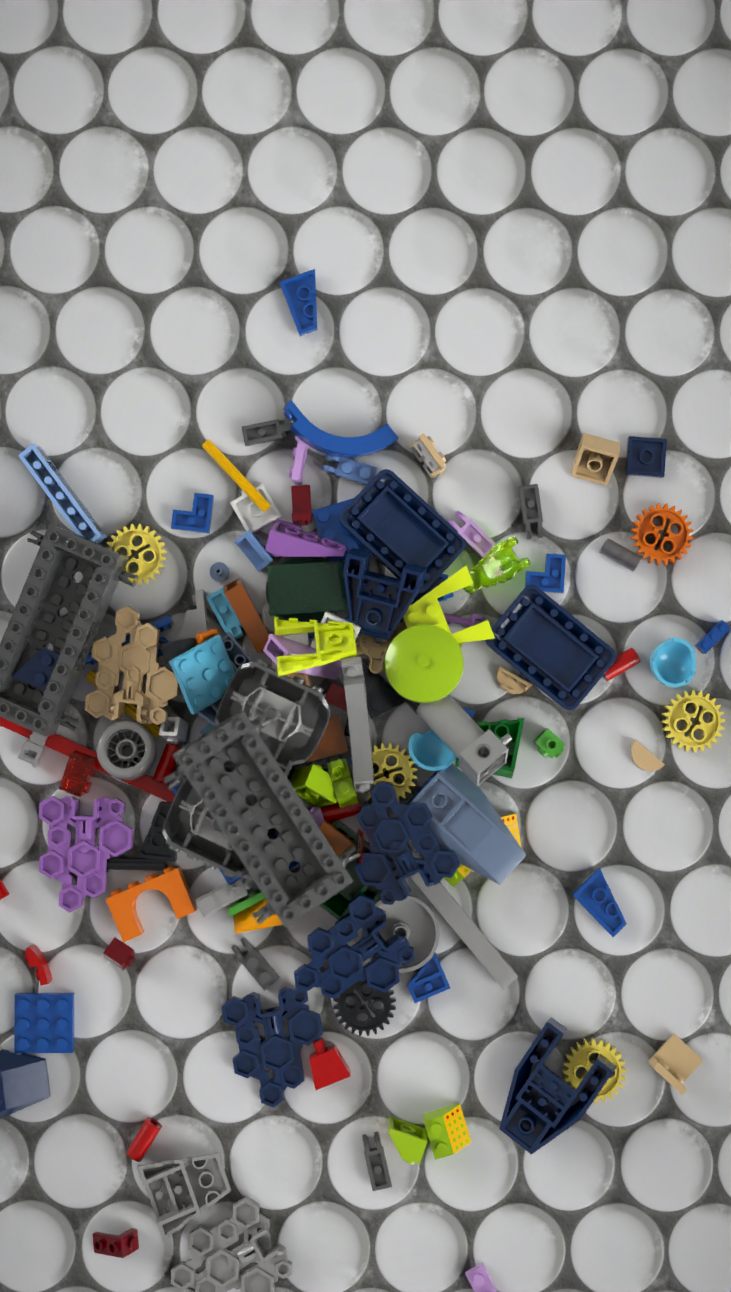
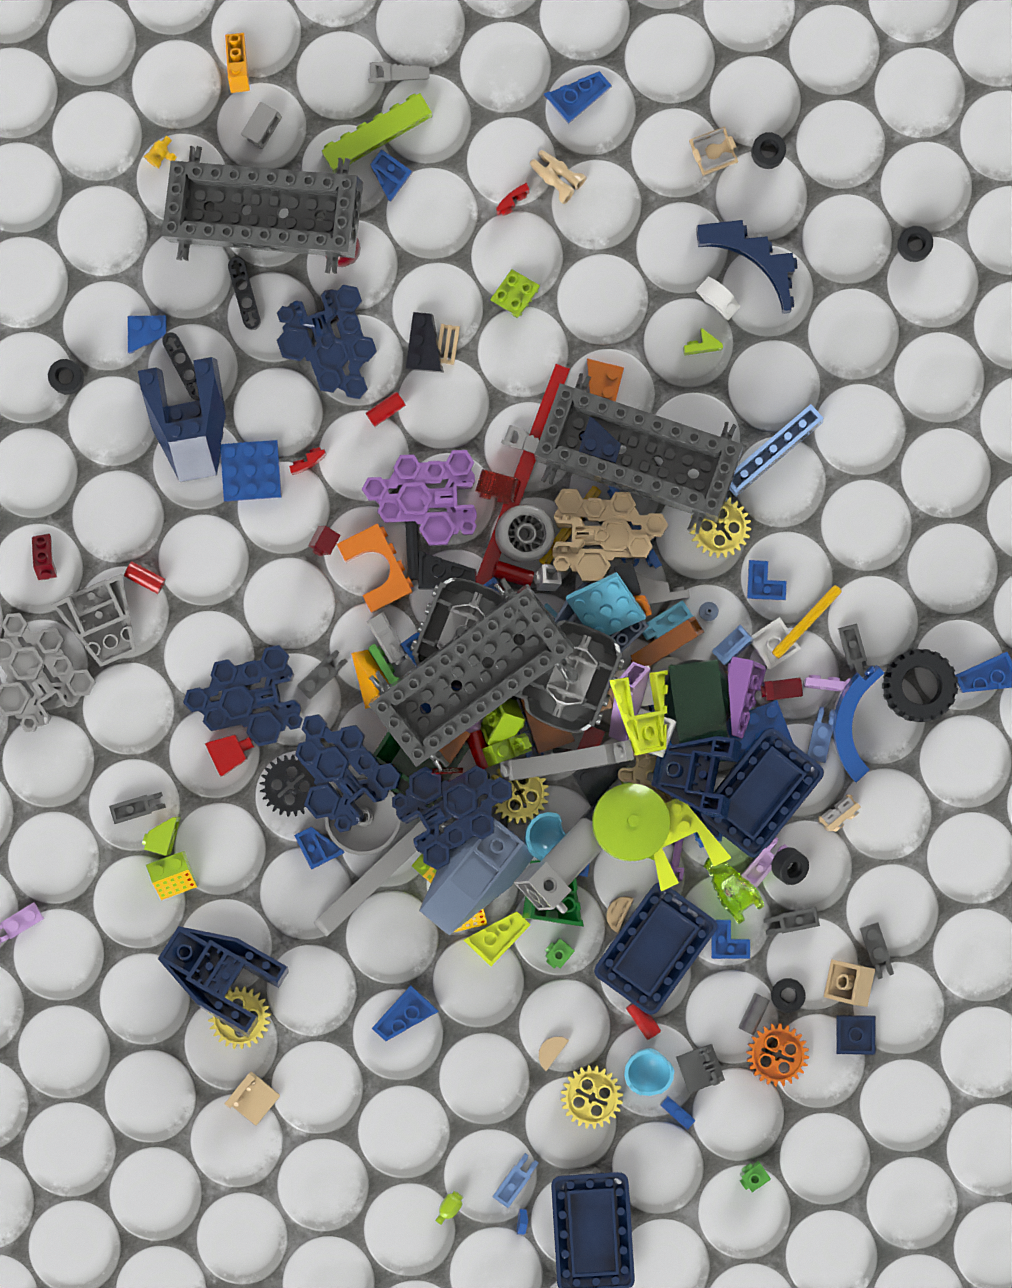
camera: 85 degrees right, 0 degrees up
(301, 344) = (945, 678): none -> black tyre
(477, 508) = (796, 872): none -> black tyre
(529, 803) = (497, 938): none -> neon yellow wing
(562, 430) = (876, 948): none -> dark grey hinge
(615, 517) = (776, 995): none -> black tyre
(670, 611) = (700, 1068): none -> dark grey hinge

